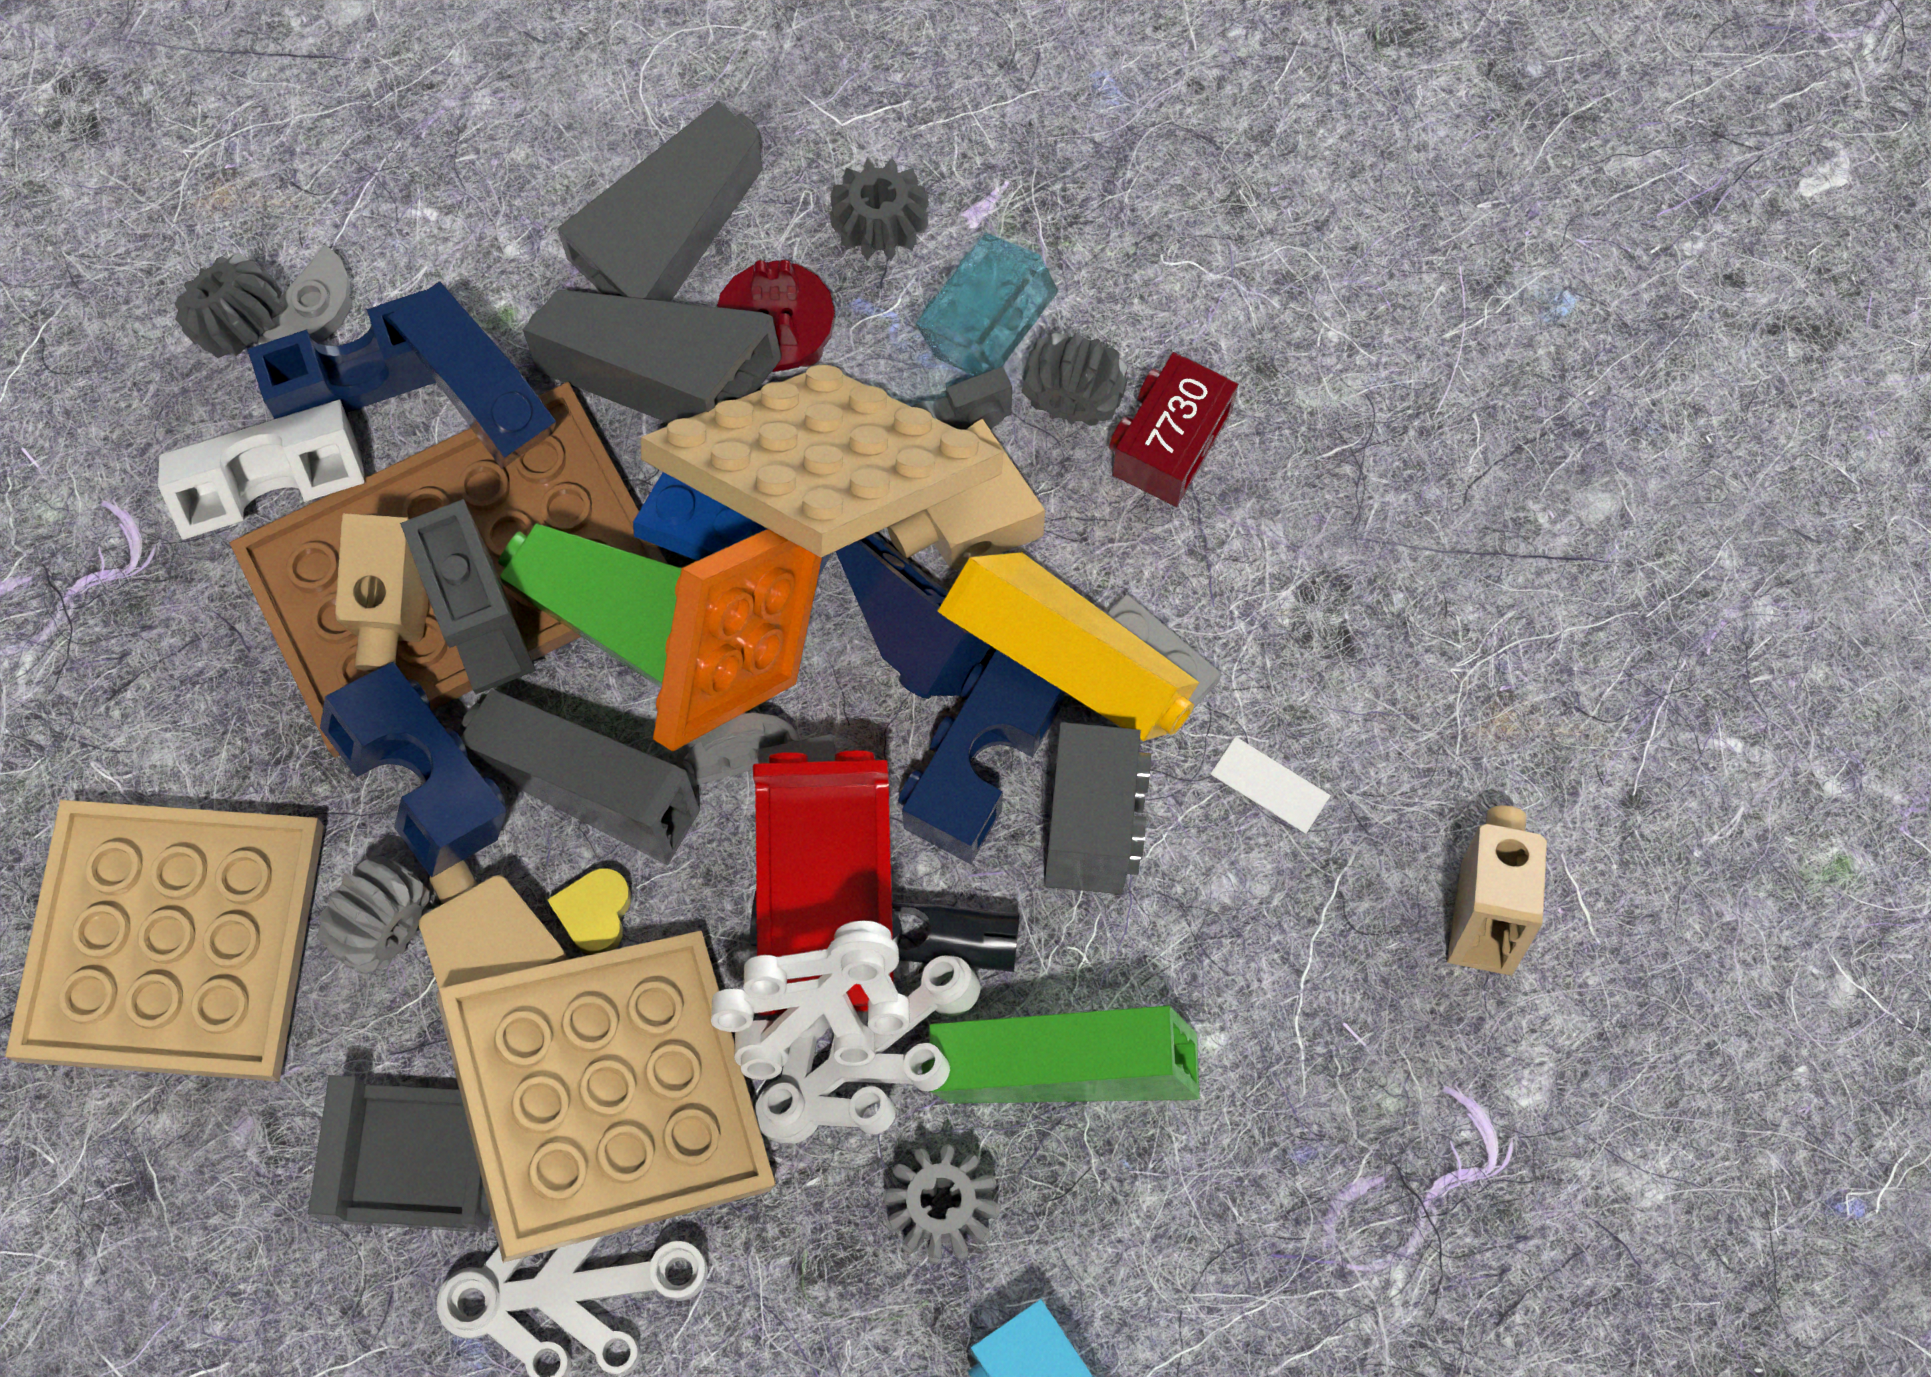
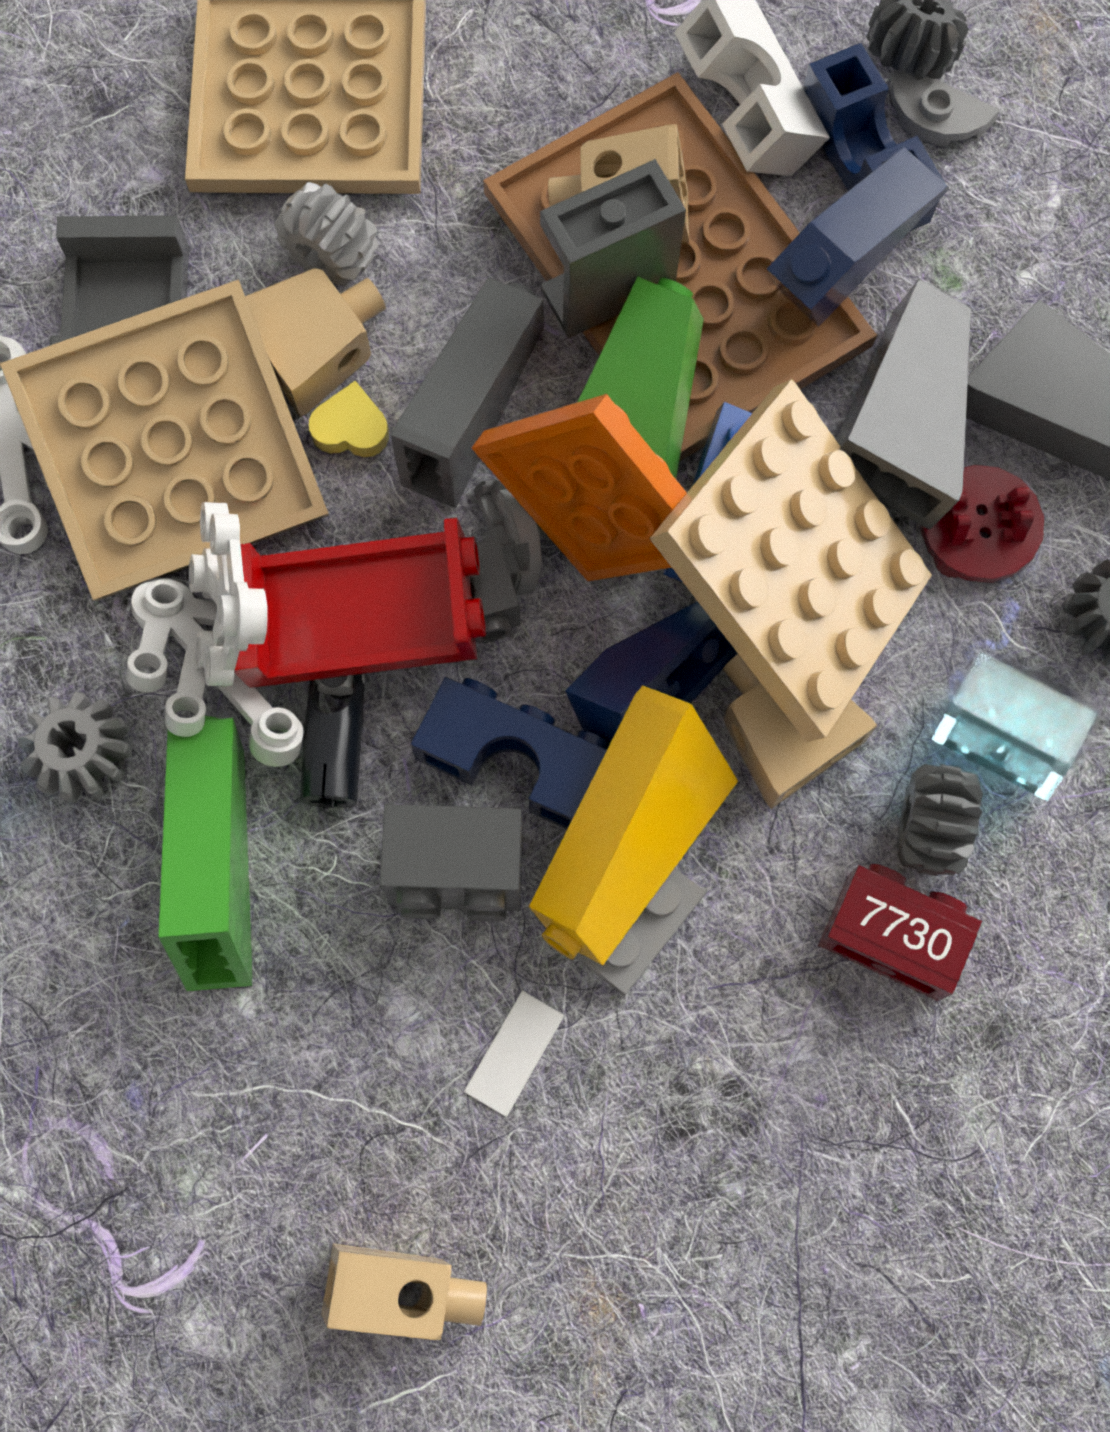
camera: 85 degrees right, 5 degrees up
(391, 722) = (419, 277): dark blue arch -> none
(974, 399) = (901, 721): dark grey plate -> none

